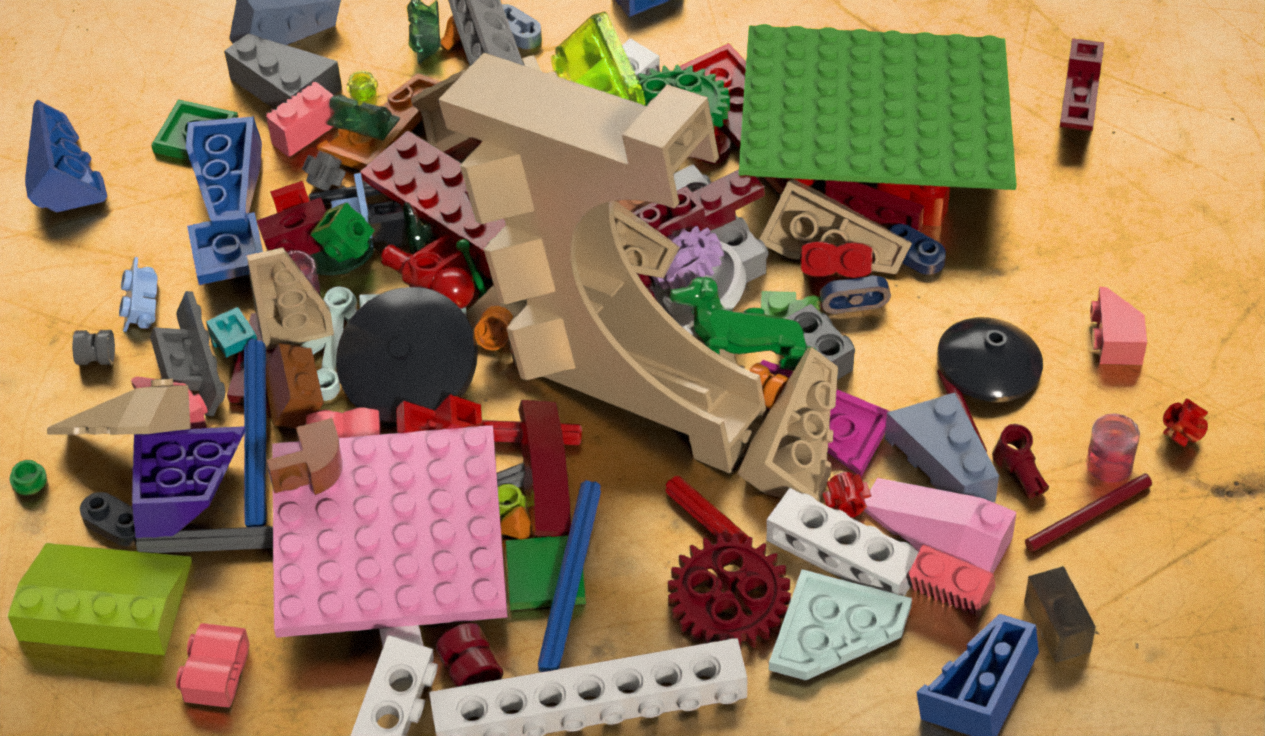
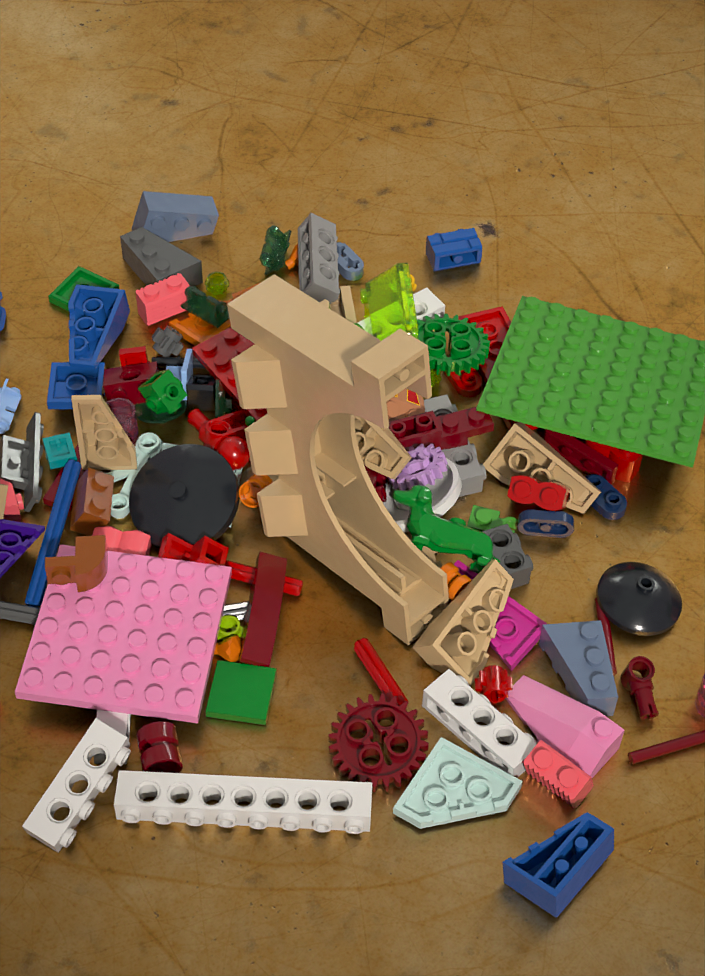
camera: 10 degrees right, 0 degrees up
(569, 577) = (256, 702): blue axle -> none
(1059, 614) = (638, 822): clear smoke brick -> none

